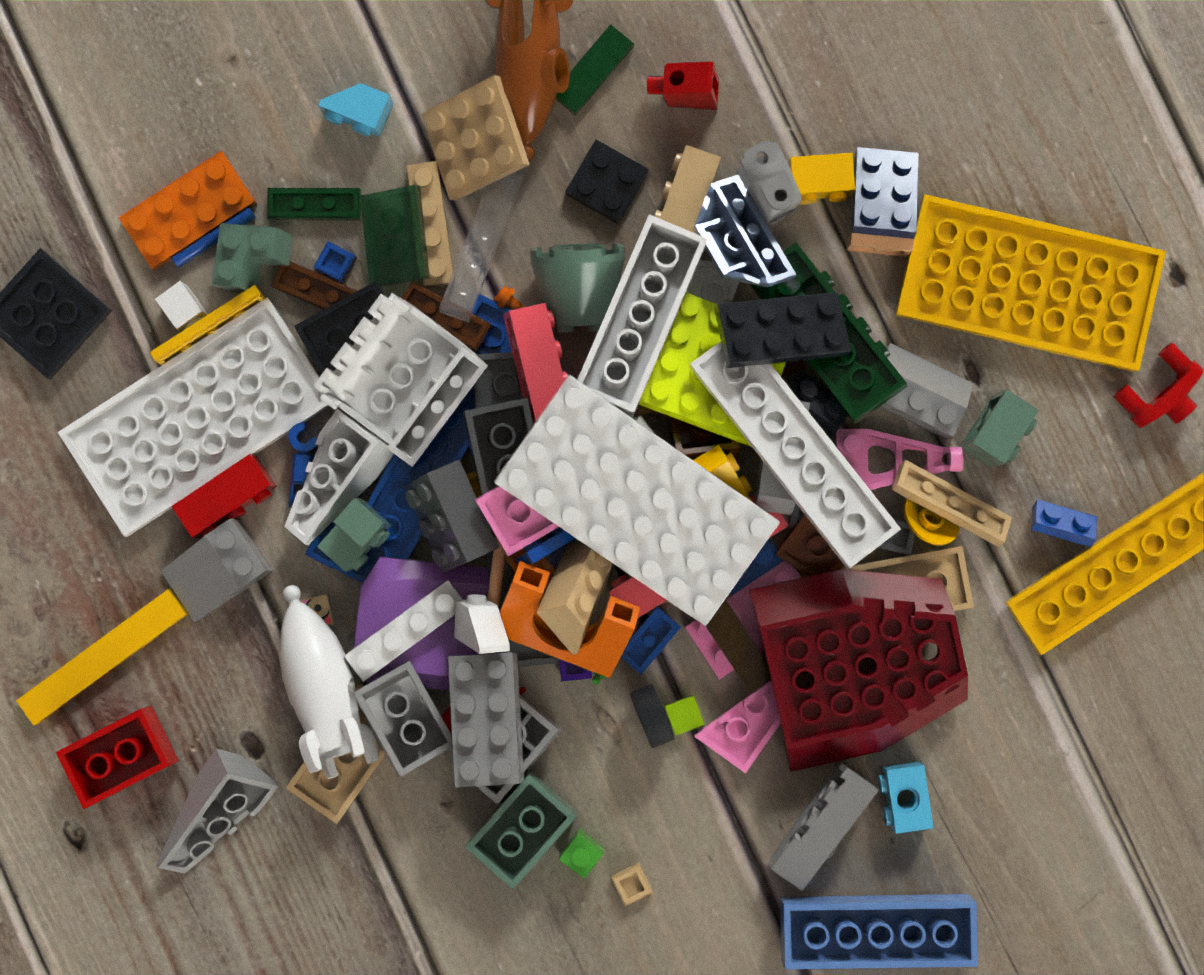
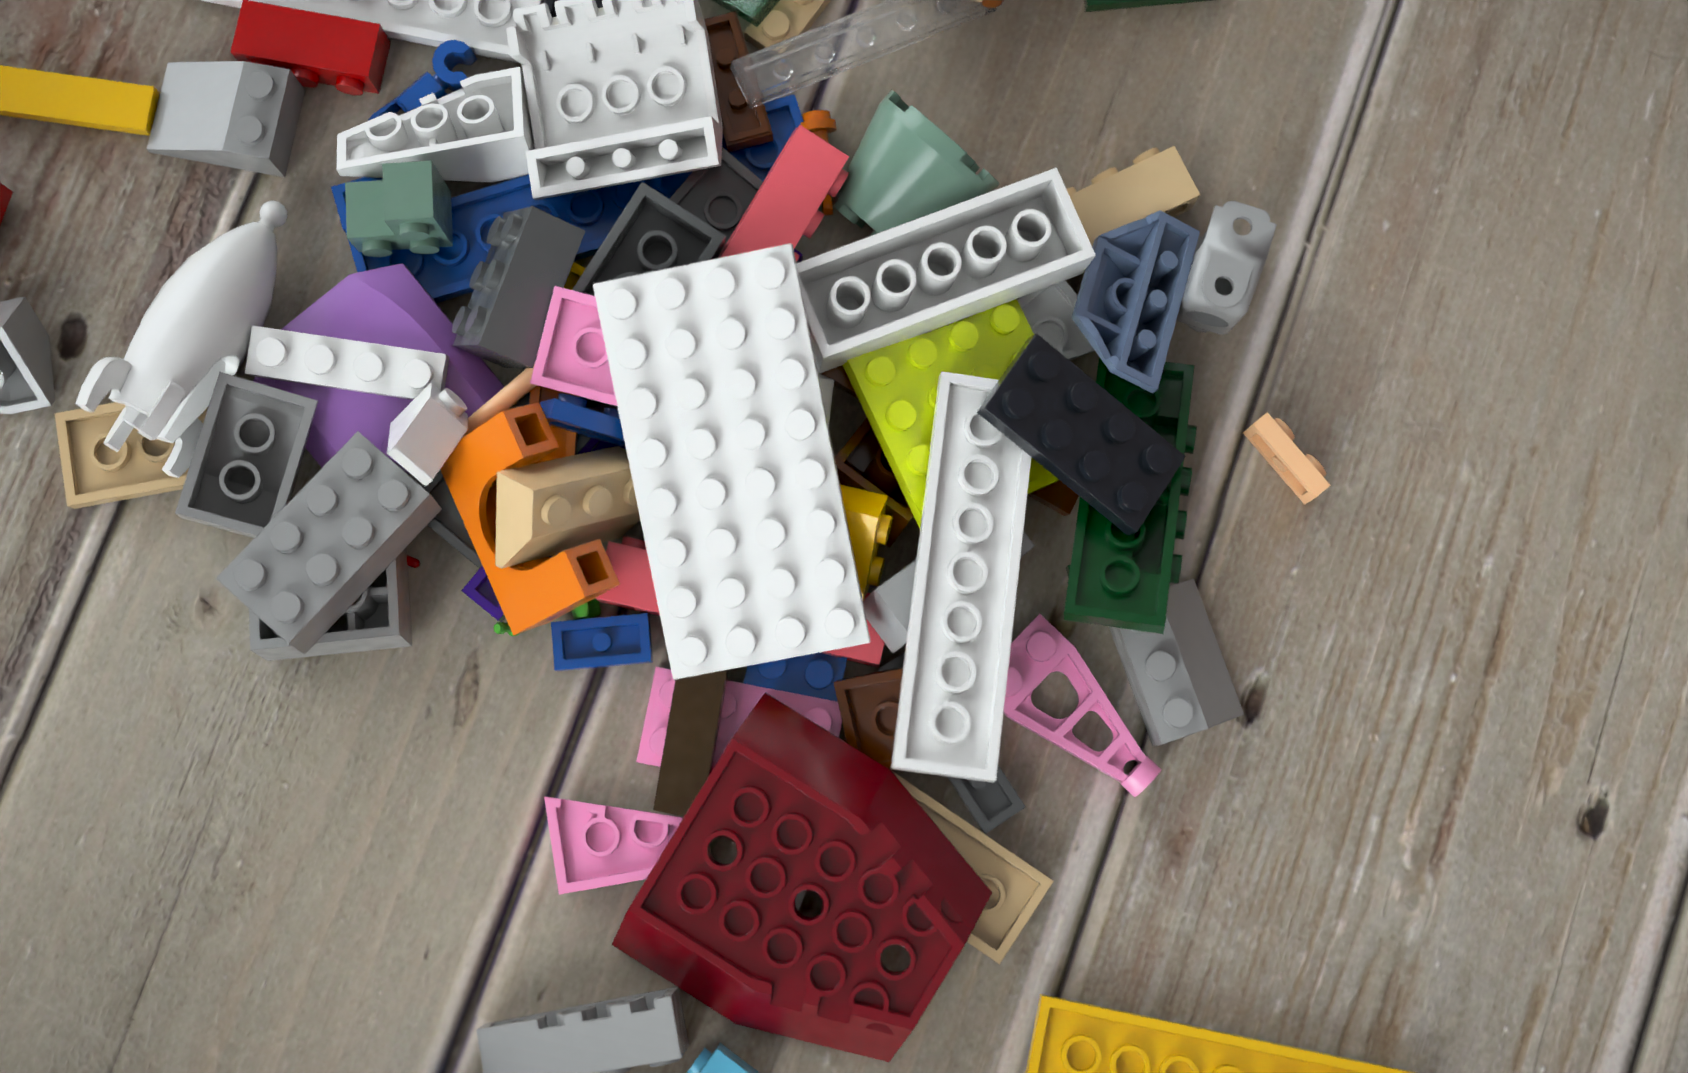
camera: 40 degrees right, 5 degrees down
(322, 607) = (292, 263): tan tile -> none
(521, 829) = (252, 708): sand green brick -> none
(581, 853) = (291, 801): bright green brick -> none
(607, 181) = (1050, 110): black plate -> none
(631, 884) = (313, 894): tan tile -> none
(652, 716) = (518, 725): black tyre -> none
(684, 715) = (559, 764): lime tile -> none
(687, 85) = (1240, 87): red torso -> none
(823, 404) = (1045, 567): black brick -> none
(824, 176) = (1292, 325): yellow brick -> none
(885, 193) = (1347, 407): plate -> none
(929, 525) = (1050, 814): yellow dish -> none
(951, 503) = (1088, 821): tan plate -> none
(1000, 429) = (1224, 788): sand green brick -> none
(1030, 283) = (1419, 667): yellow plate -> none
(1064, 523) = (1196, 971): blue plate -> none
(1173, 399) = (1457, 955): red connector -> none

